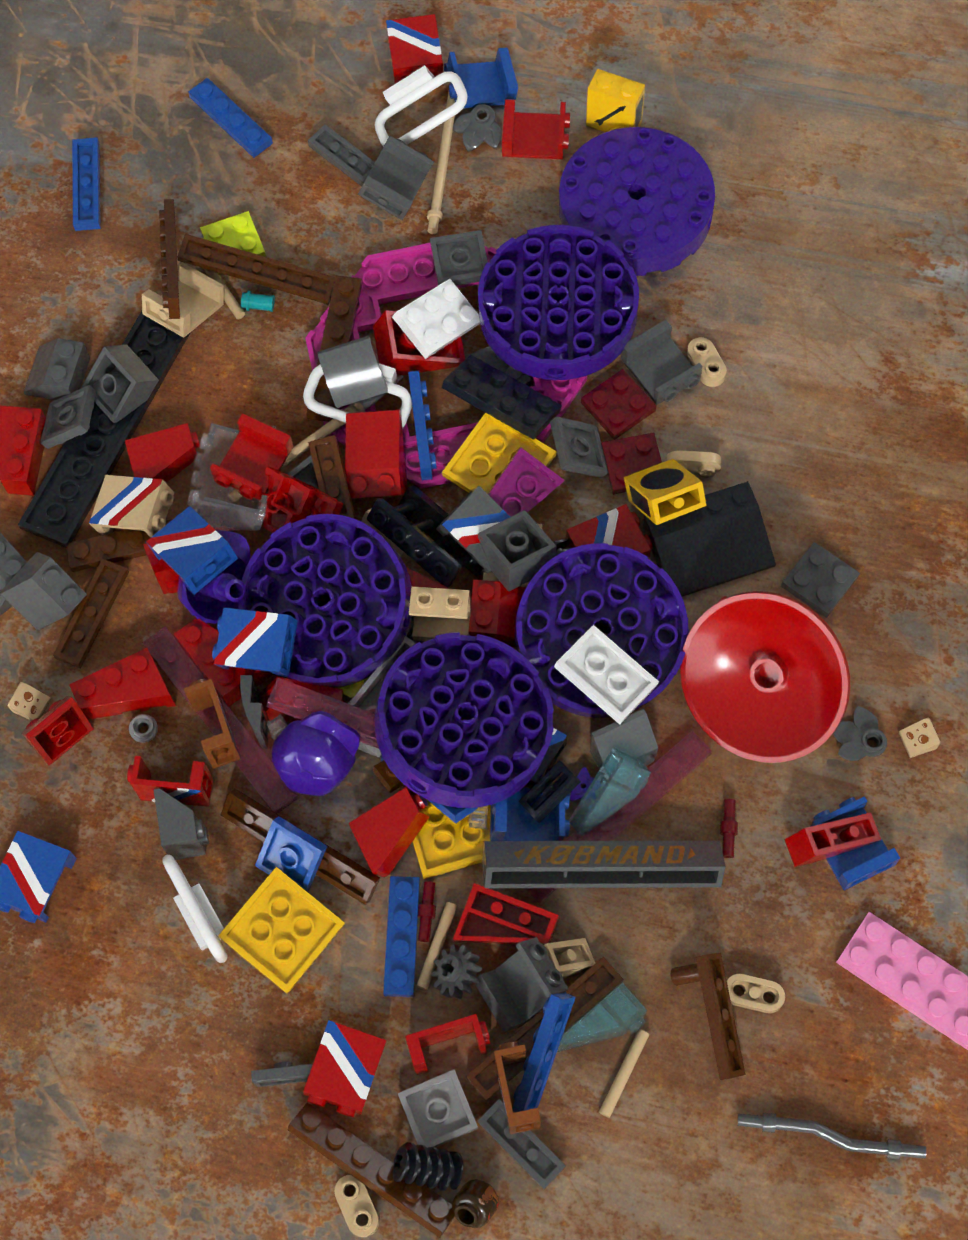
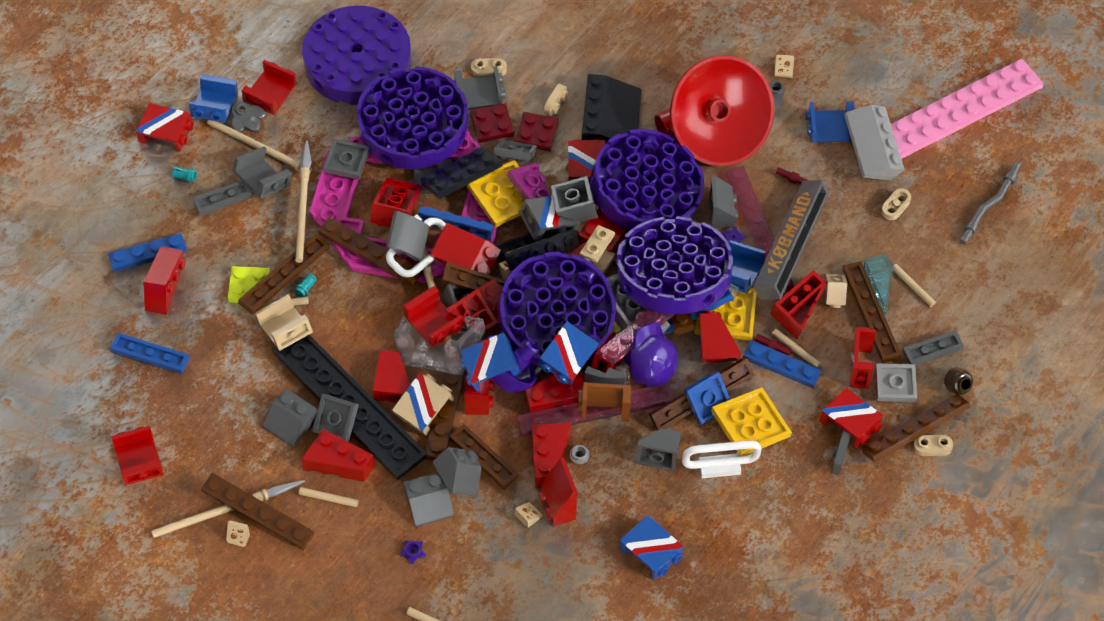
camera: 70 degrees left, 10 degrees down
(120, 381) = (328, 377): dark grey slope -> none
(169, 259) = (253, 313): reddish brown plate -> none
(191, 146) = (162, 280): none -> red wedge
(195, 792) = (620, 460): red panel -> none
(359, 106) = (183, 173): none -> teal pin
(410, 90) = (201, 134): white bar -> none
(411, 226) = (305, 163): none -> tan piece
(428, 1166) = (929, 394): black piece -> none
(437, 318) = (388, 183): white plate -> none
(456, 971) = (826, 340): dark grey gear -> none
(521, 985) = (843, 306): dark grey panel -> none
(522, 1120) = (905, 333): dark orange panel -> none
(546, 1043) = (884, 304): blue plate -> none
(552, 794) = (745, 260): black tile -> none
(606, 674) = (682, 183): white plate -> none
(611, 789) = (748, 220): clear light blue slope -> none
(614, 102) = (285, 33): yellow brick -> none
(665, 491) = (574, 114): yellow brick -> none
(711, 974) = (876, 216): reddish brown piece -> none
(820, 579) = (661, 71): dark grey plate -> none
(832, 839) = (826, 130): red slope -> none
(837, 916) = (874, 142): none -> light grey slope

